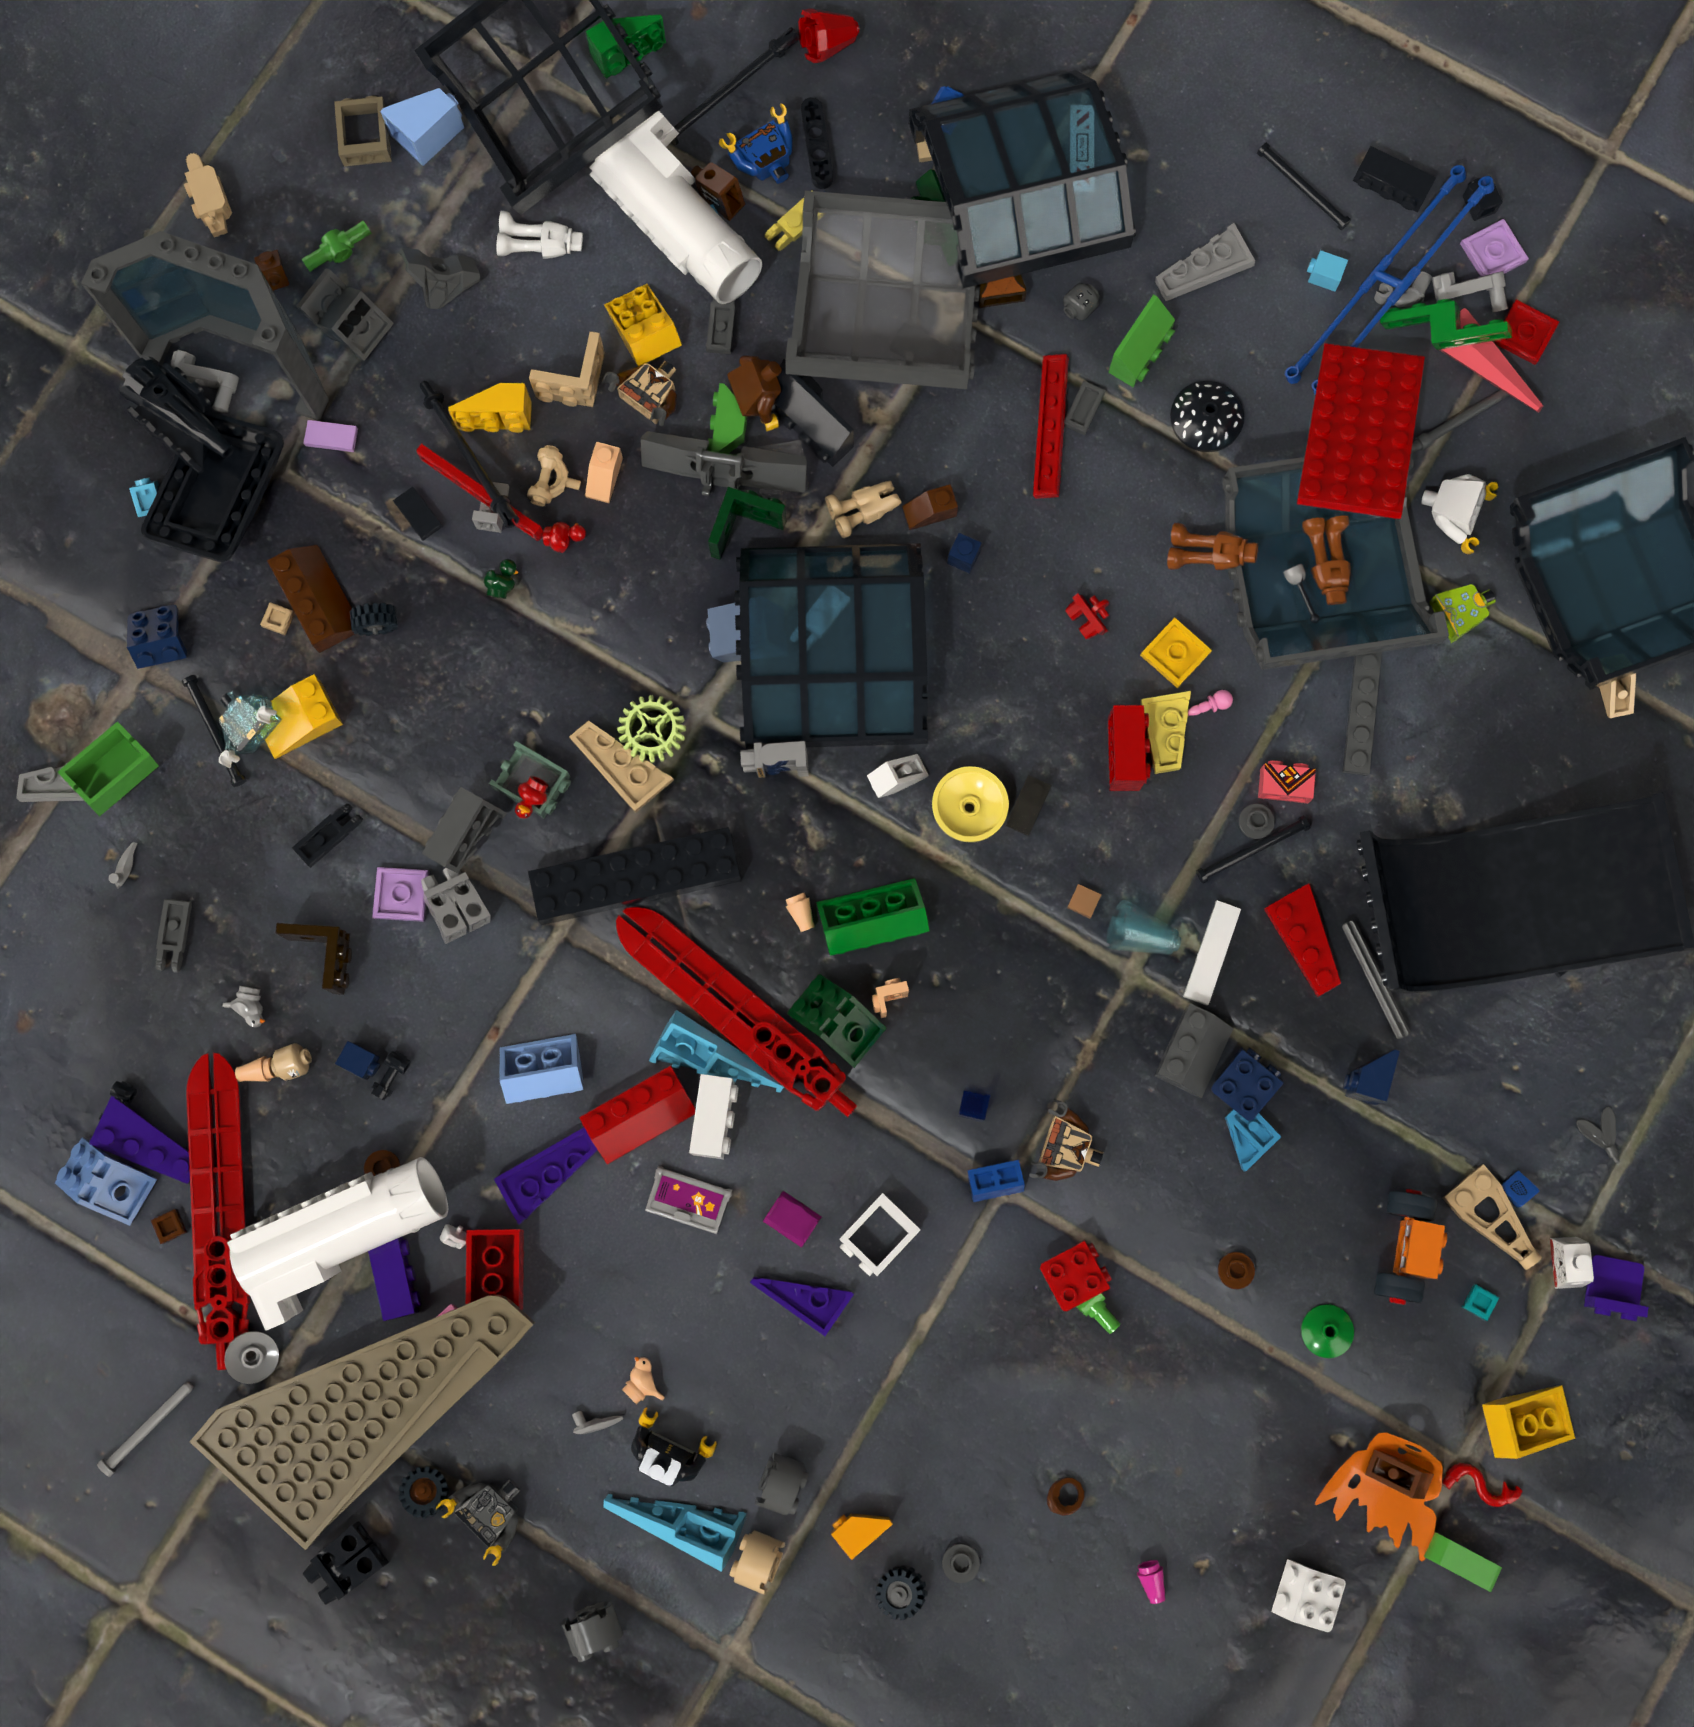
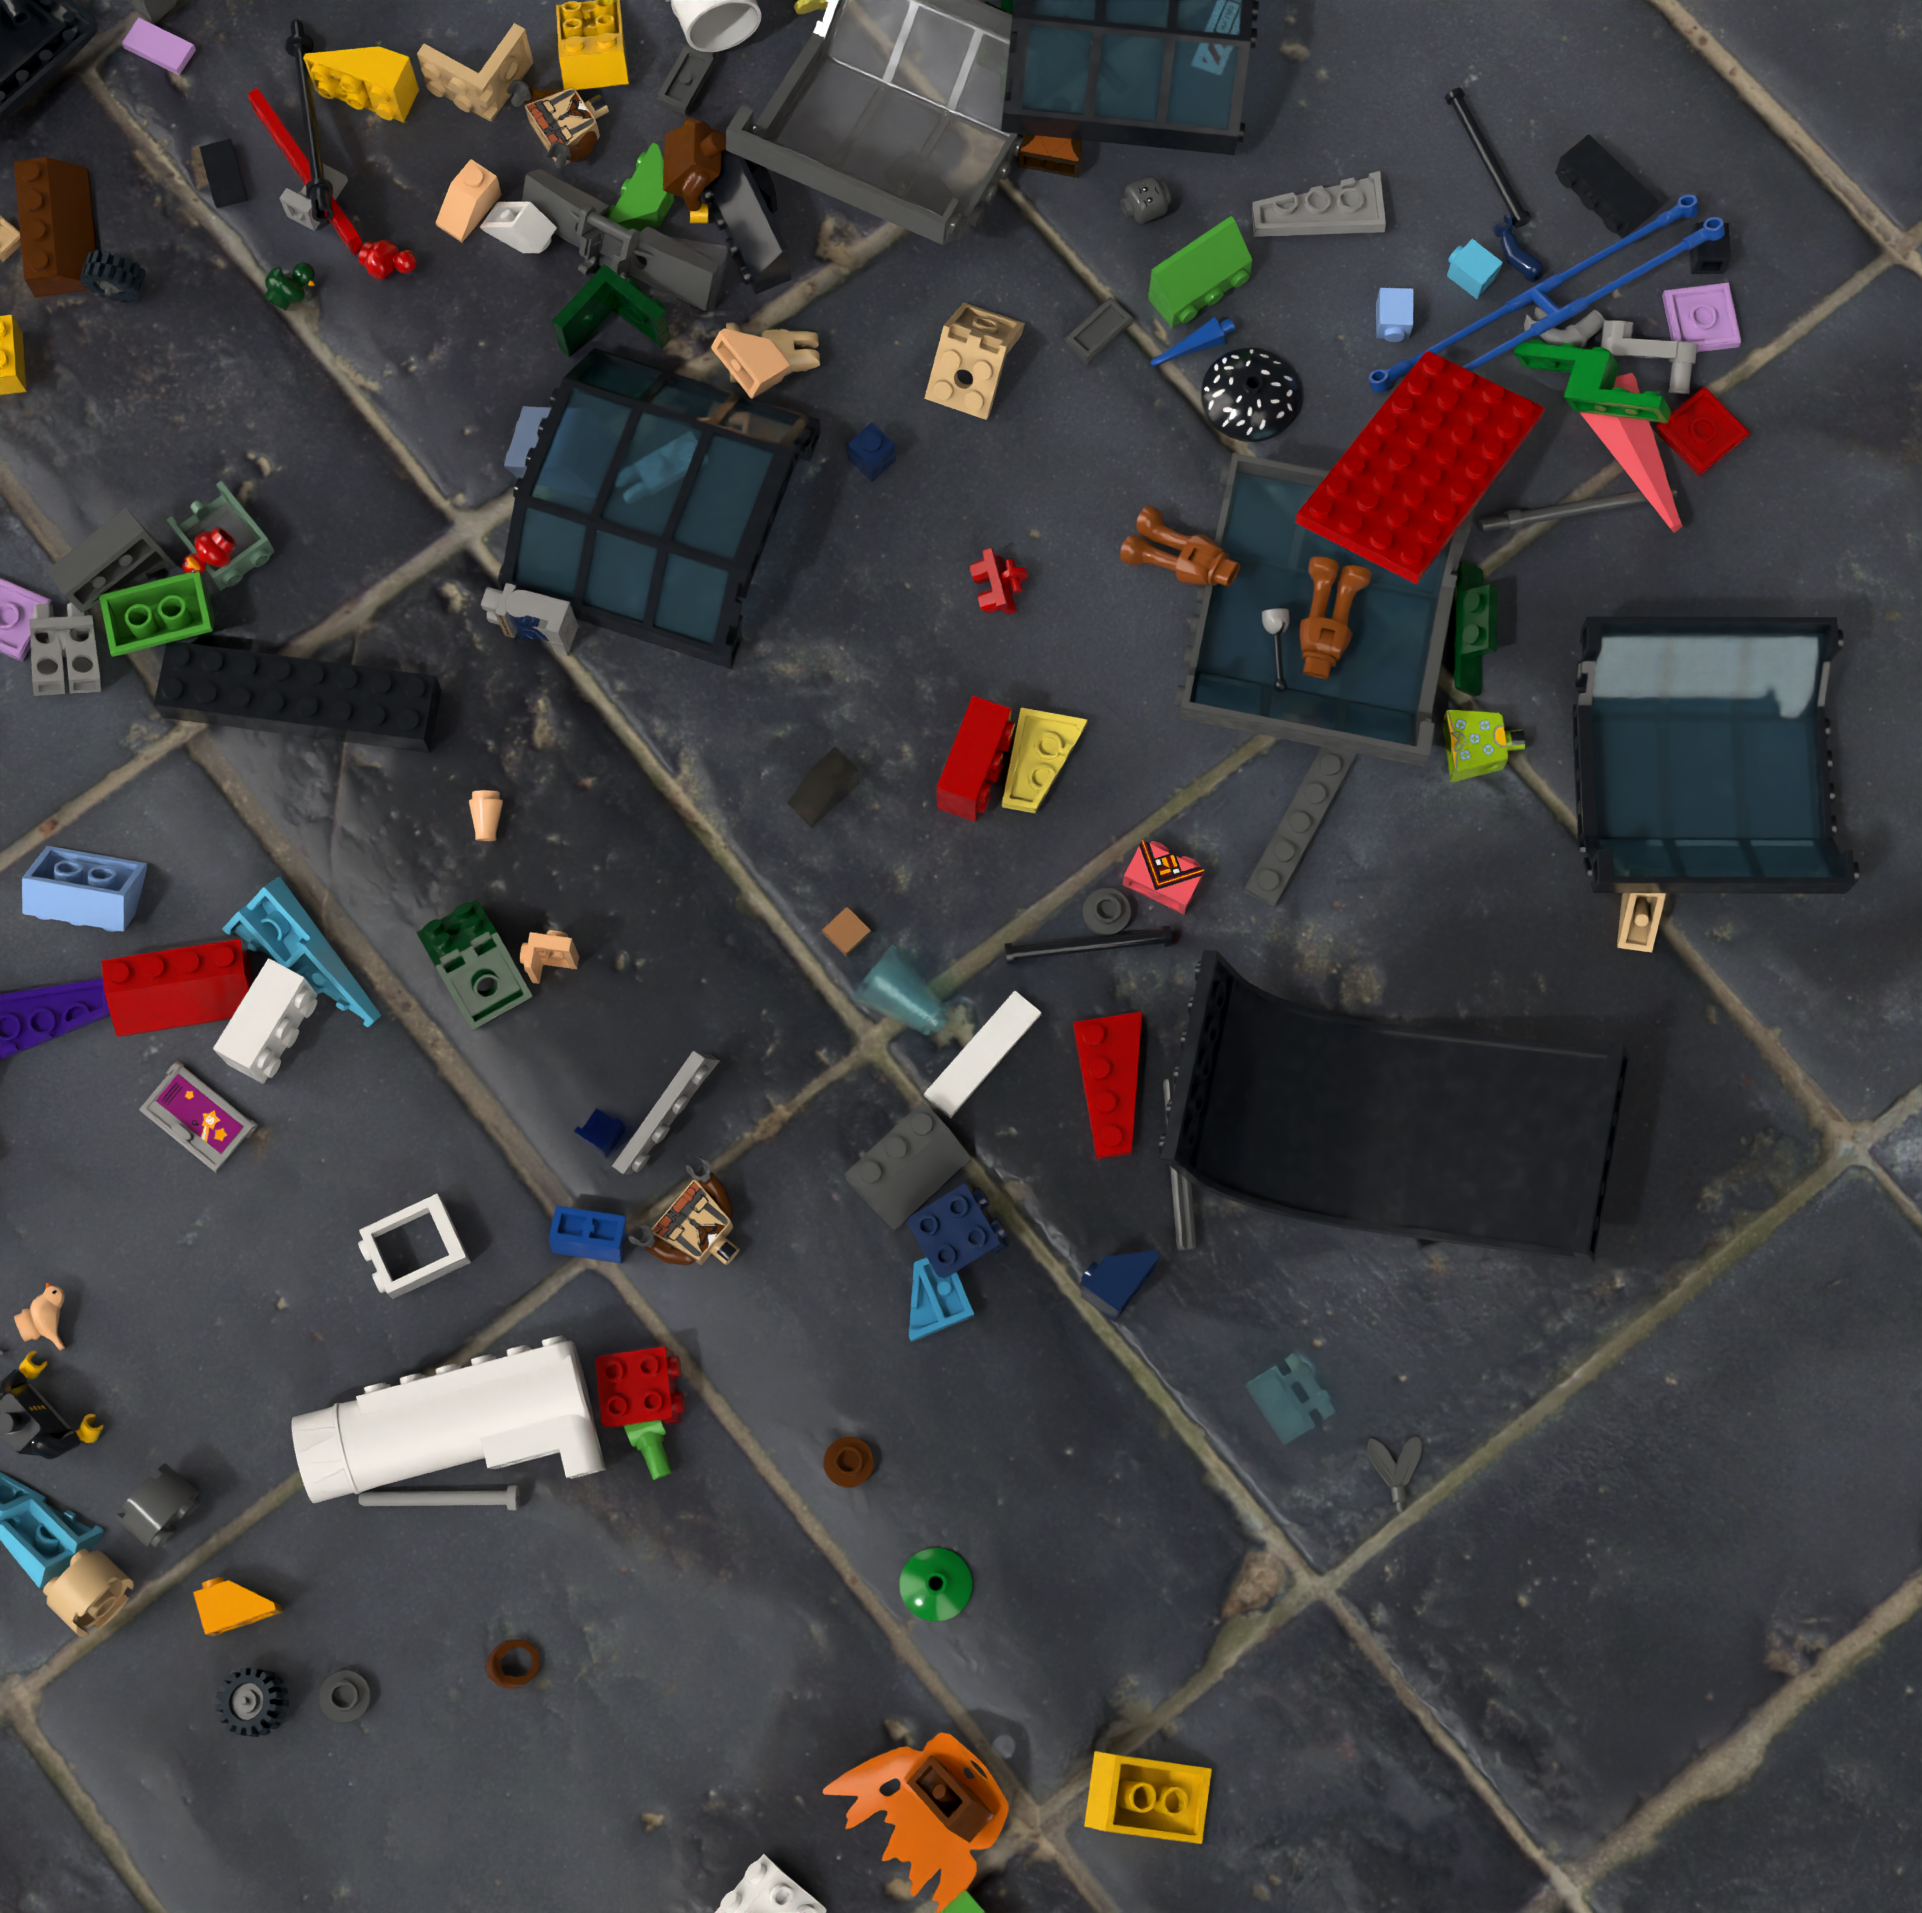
camera: 20 degrees right, 5 degrees down
(512, 855) = (157, 613): none -> bright green slope
(541, 492) = (382, 199): tan piece -> none
(632, 779) = (341, 565): tan wing -> none
(639, 711) = (408, 525): yellowish green gear -> none
(647, 477) = (519, 226): none -> white slope
(722, 1018) = (382, 1000): red piece -> none
(792, 1219) = (317, 1188): magenta piece -> none
(812, 1304) = (295, 1302): dark purple wing -> none
(857, 518) = (751, 360): none -> light nougat slope
(873, 916) = (571, 853): green slope -> none
(897, 775) = (675, 691): white slope -> none
(931, 507) = (854, 383): reddish brown slope -> none
(969, 1401) = (443, 1498): none -> light grey bar
(972, 787) = (746, 737): light yellow dish -> none
(987, 1327) = (491, 1410): none -> white piece
(1008, 448) = (977, 343): none -> tan bracket
(1019, 1067) = (664, 1112): none -> light grey wing
(1050, 426) = (1046, 338): red tile -> none
(1152, 1580) = (577, 1812): dark pink cone -> none
(1162, 384) = (1207, 336): none -> blue piece
(1175, 652) = (1089, 667): yellow plate -> none
(1221, 700) = (1122, 746): bright pink bar -> none
(1285, 323) = (1394, 314): none -> light blue brick
(1351, 251) = (1514, 254): none -> dark blue arm
(1417, 1248) = (1089, 1519): brick -> none
(1431, 529) = (1474, 627): none -> dark green bracket
(1458, 506) = (1527, 611): white torso -> none
(1458, 1470) = (1036, 1826): red animal -> none
(1470, 1193) = (1194, 1477): tan plate -> none
(1480, 1302) = (1148, 1622): teal tile -> none
(1508, 1119) = (1281, 1405): none -> clear light blue plate
(1519, 1189) = (1256, 1496): blue slope -> none
(1571, 1262) = (1283, 1615): white torso -> none
(1616, 1288) = (1331, 1668): dark purple bracket -> none

